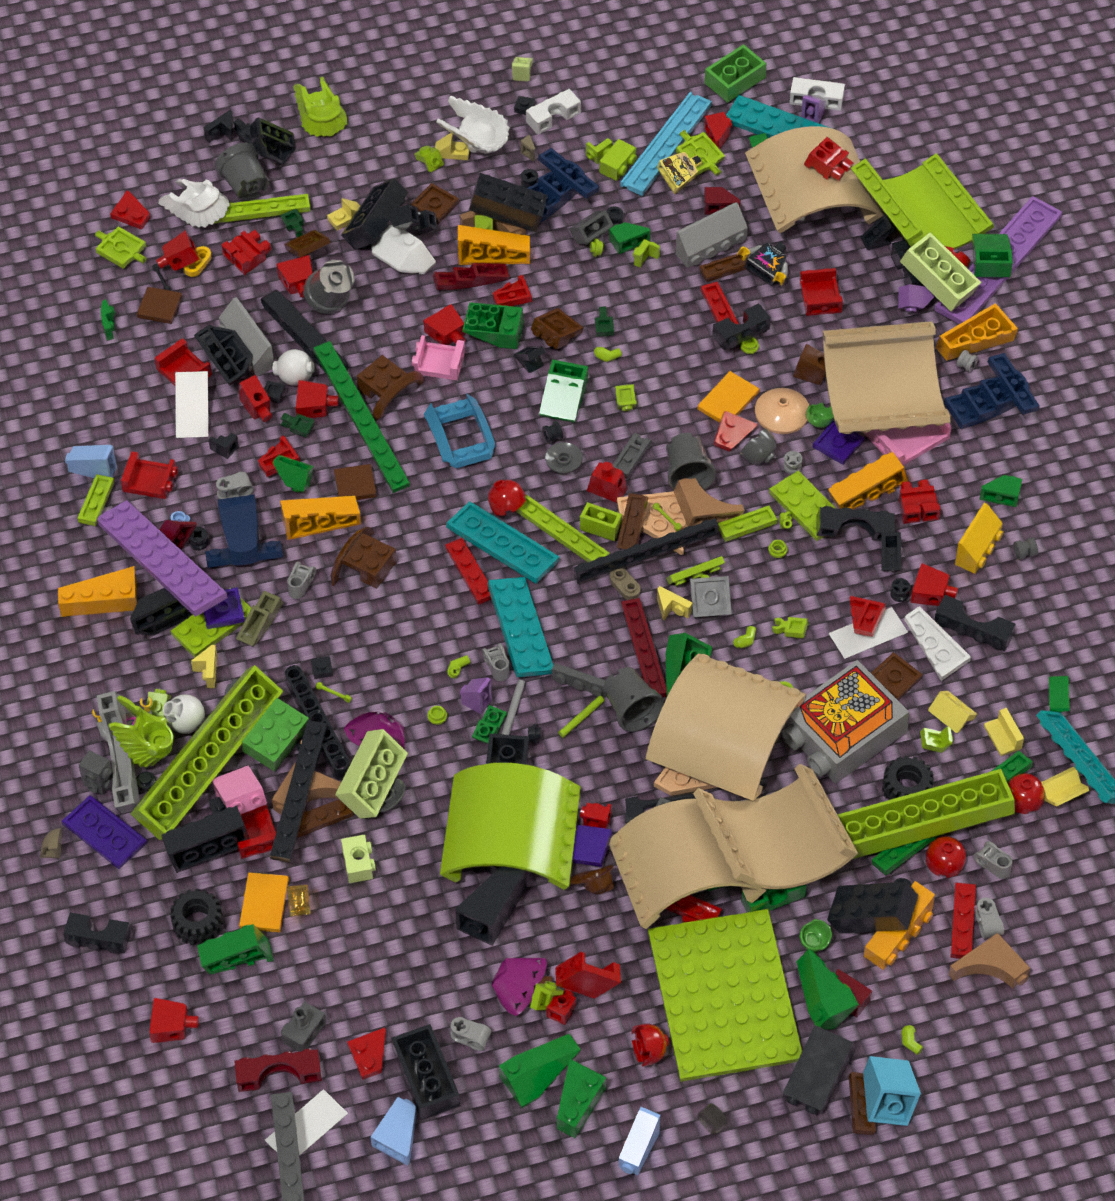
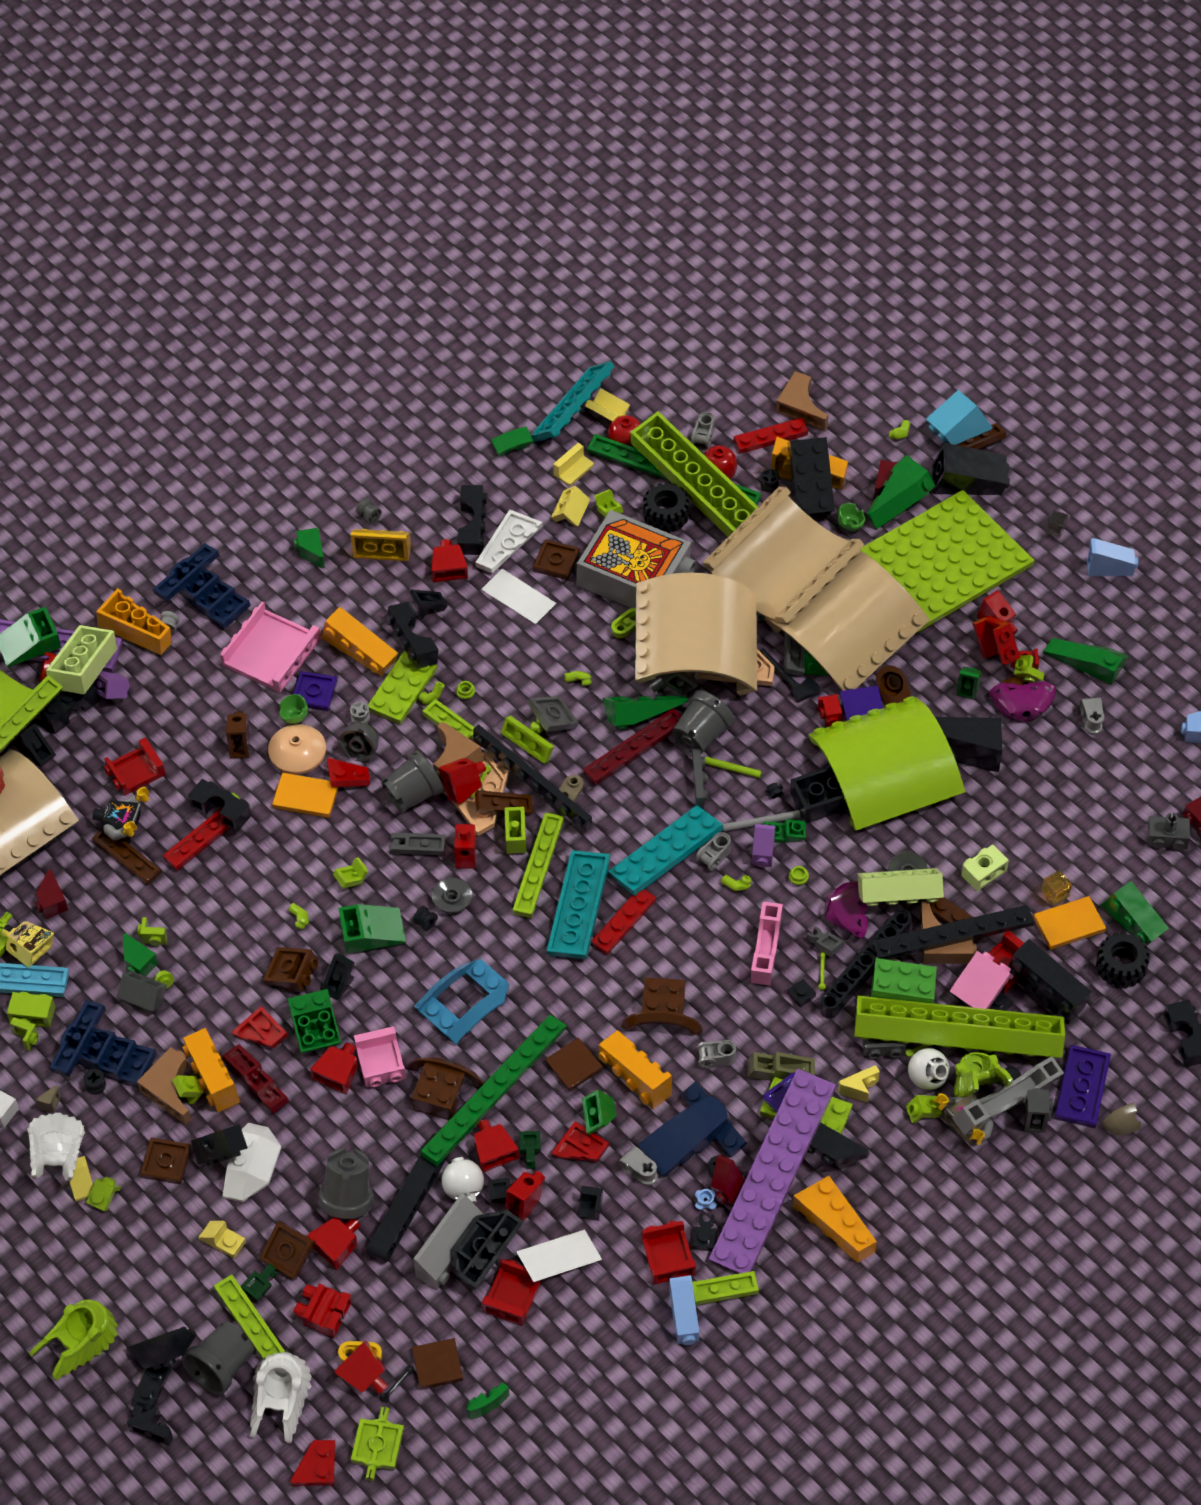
camera: 115 degrees left, 0 degrees up
(149, 507) = (704, 1235): none -> black plate
(356, 704) = (826, 942): none -> dark grey plate
(368, 1053) = (1154, 780): red wing -> none
(374, 214) = (220, 1195): black brick -> none
(395, 665) = (766, 943): none -> bright pink arch
(425, 1071) = (1150, 724): black brick -> none
(505, 496) = (530, 917): red cylinder -> none
(508, 202) = (155, 1064): black brick -> none
(562, 940) = (969, 682): none -> green slope
(579, 1097) = (1100, 615): green wedge -> none
(603, 324) = (263, 931): dark green plate -> none
(615, 214) = (107, 986): black tile -> none
(625, 1004) = (997, 607): none -> red torso
(649, 1044) = (1023, 585): red cylinder -> none
(668, 492) = (461, 778): none -> red torso
(670, 601) = (576, 745): light yellow slope -> none
(711, 235) = (107, 880): light grey slope -> none
(793, 627) = (548, 645): lime plate -> none
(866, 615) = (505, 598): red wing -> none
(883, 377) = (249, 657): tan panel -> none
(903, 586) = (465, 580): black wheel -> none
(918, 502) = (359, 601): red hips -> none
(988, 918) = (762, 416): light grey piece -> none

